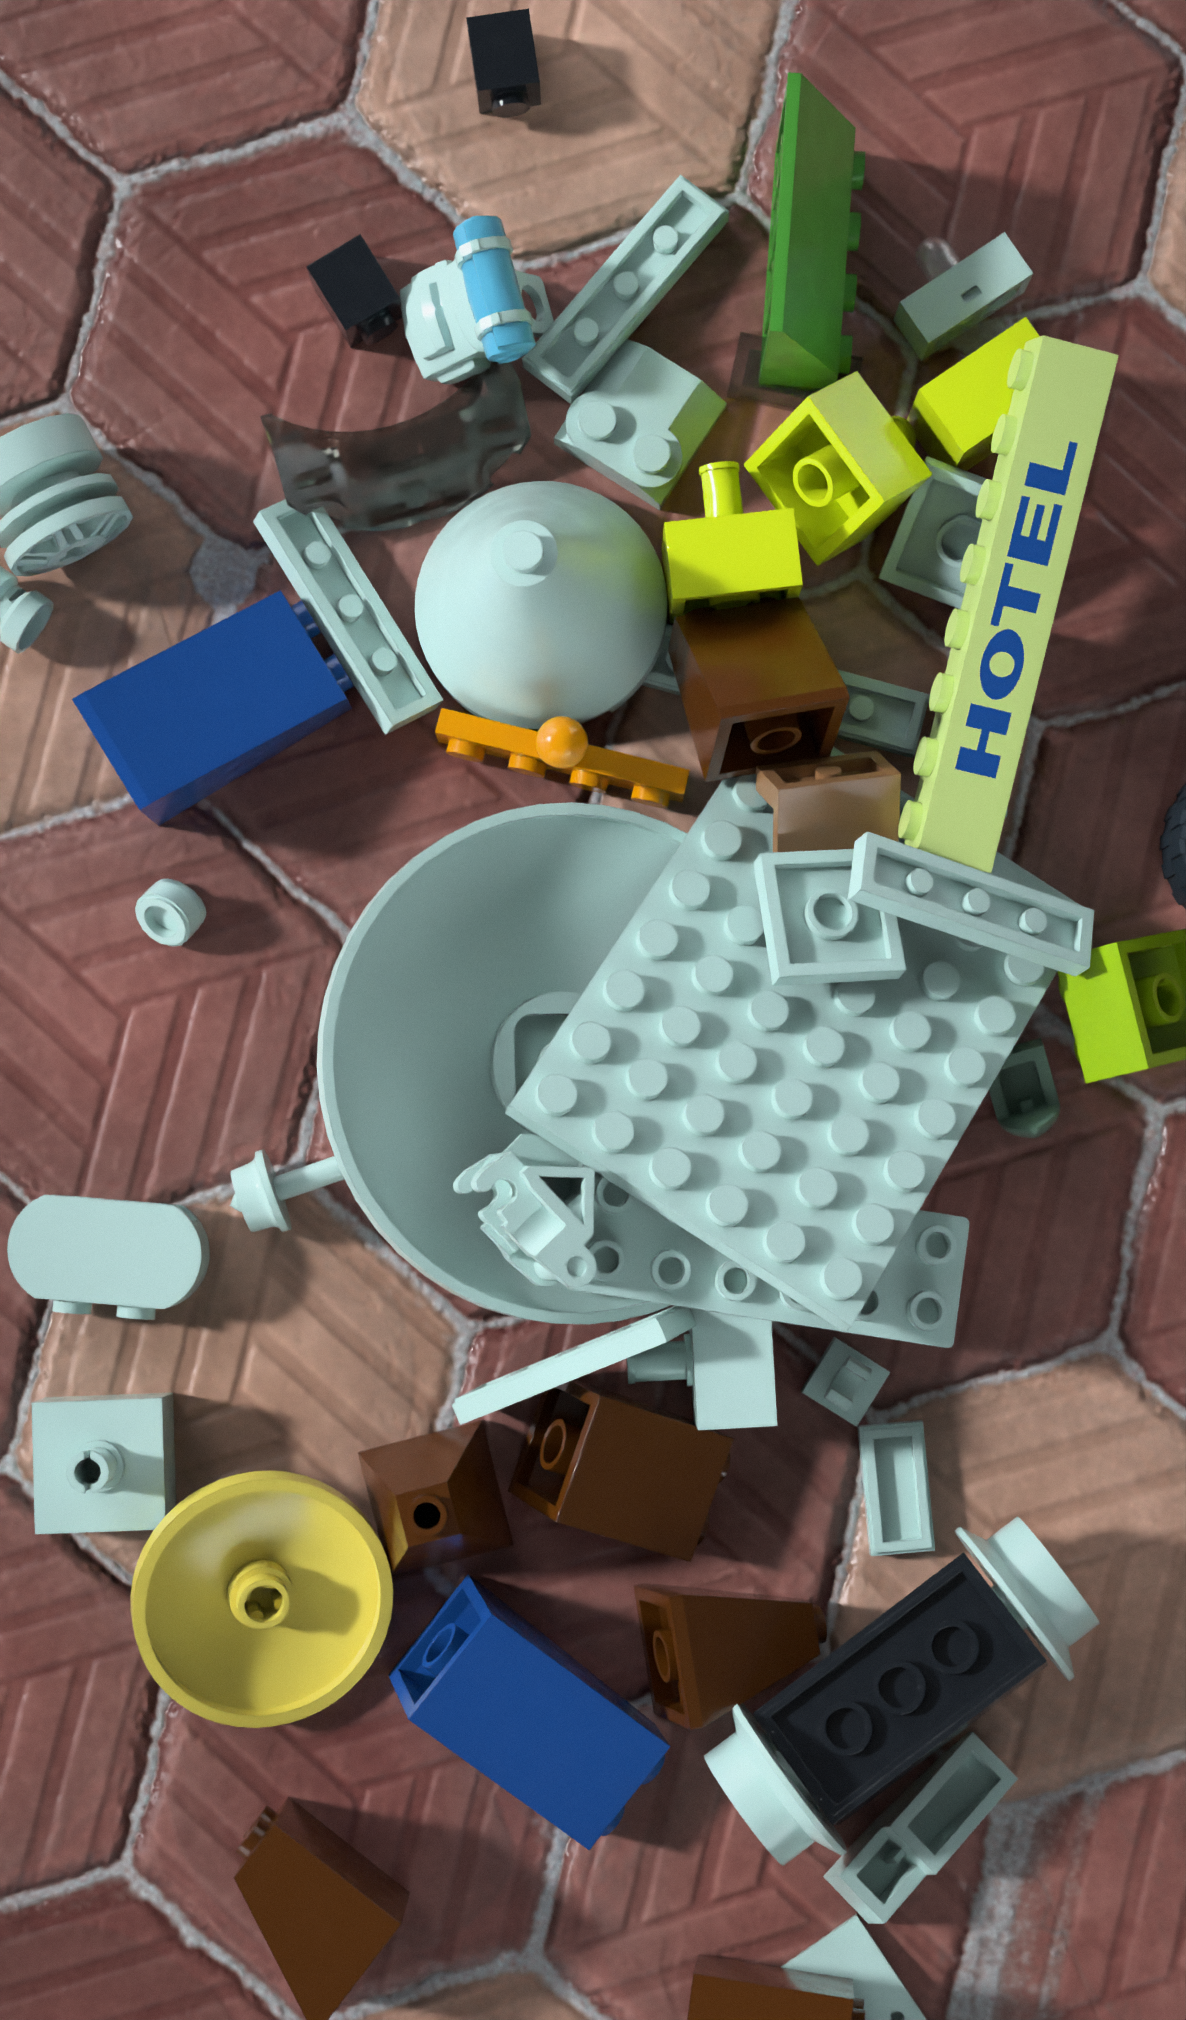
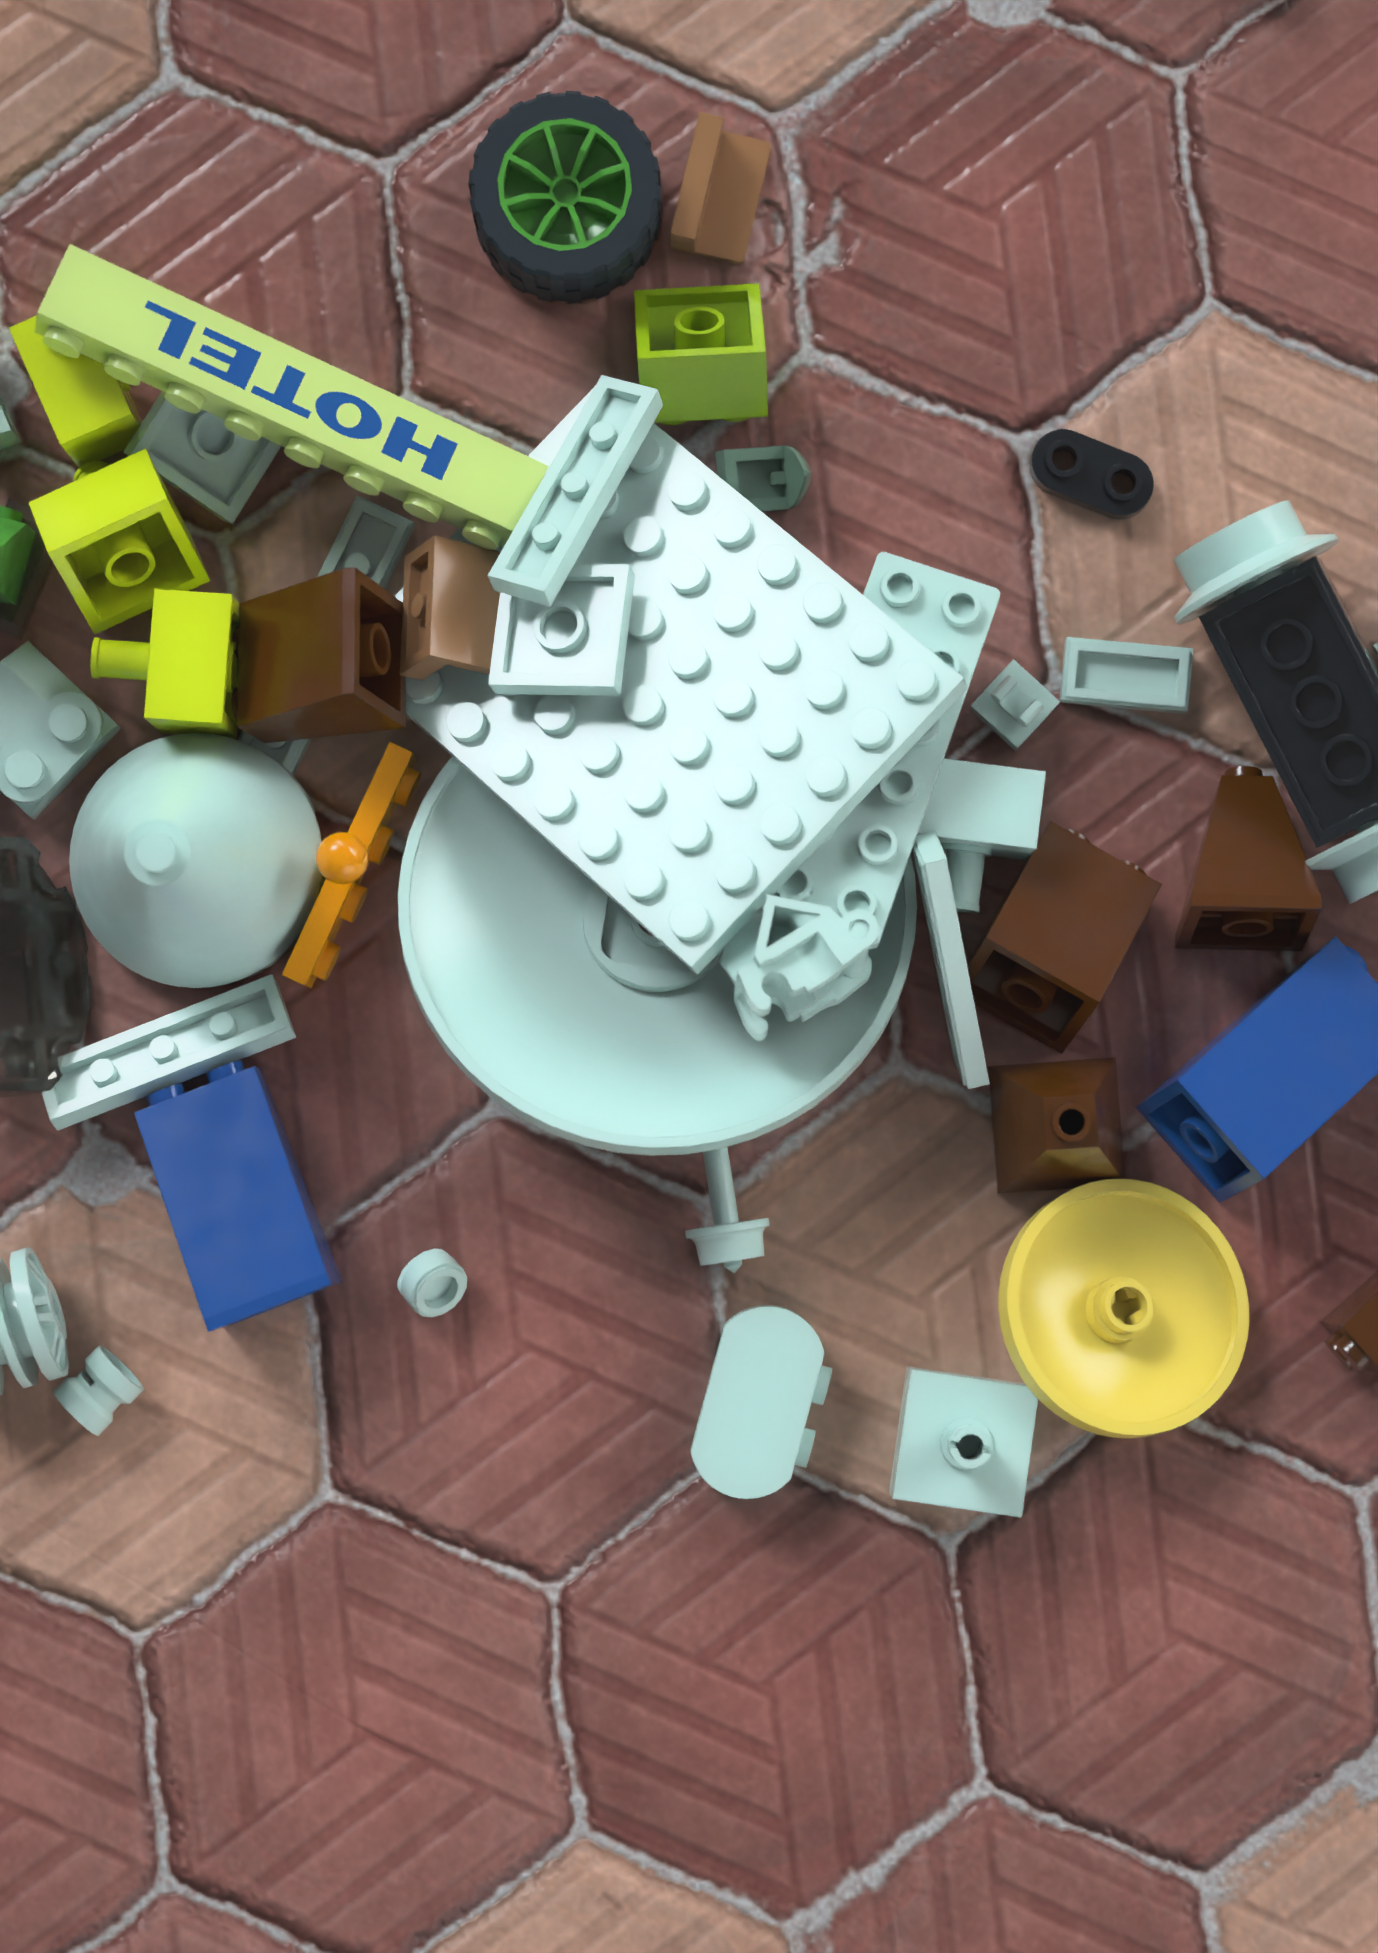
camera: 80 degrees left, 0 degrees up
(1089, 1417) = (1090, 478): none -> black plate

